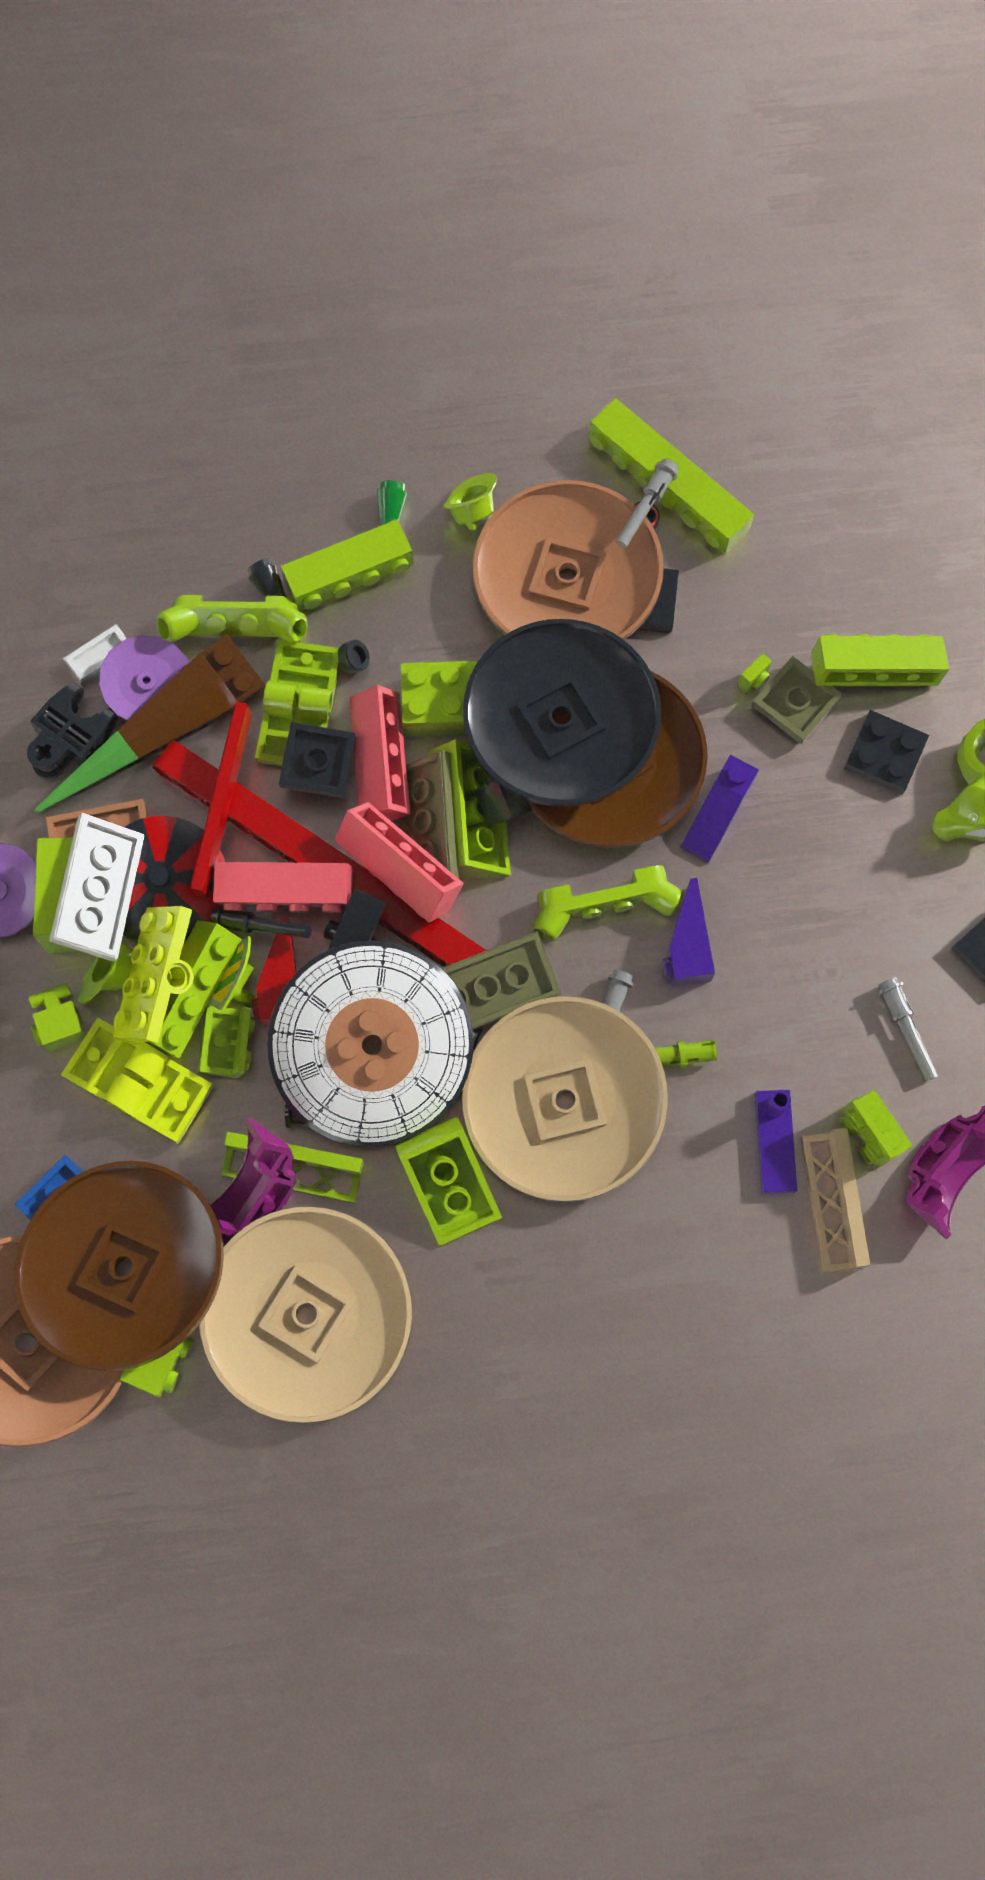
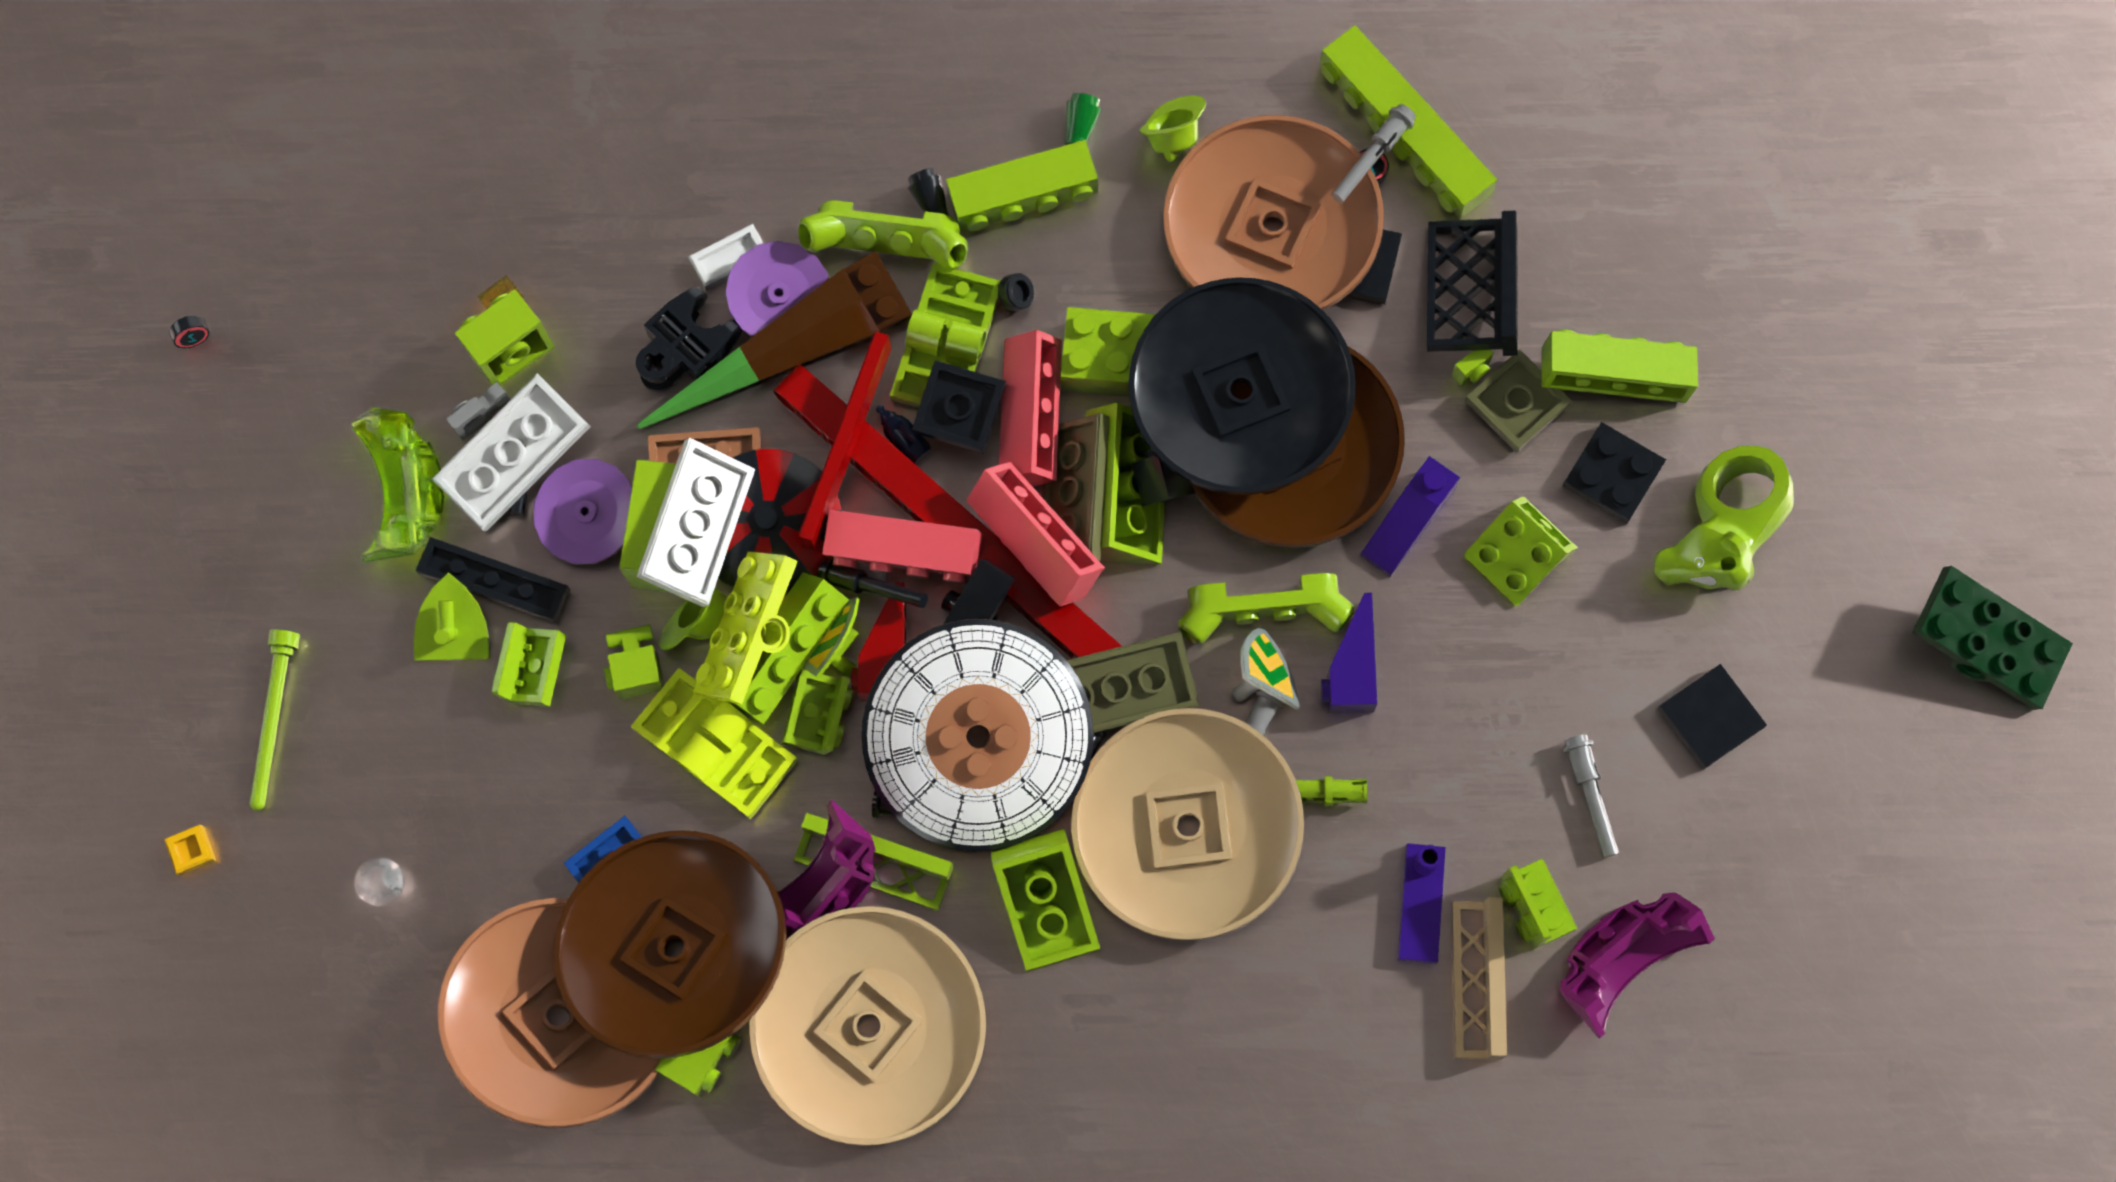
camera: 15 degrees right, 0 degrees up
(268, 789) = (900, 434): none -> dark blue piece
(613, 956) = (1265, 669): none -> shield
(773, 606) = (1504, 290): none -> black fence
(816, 827) = (1519, 550): none -> lime bracket

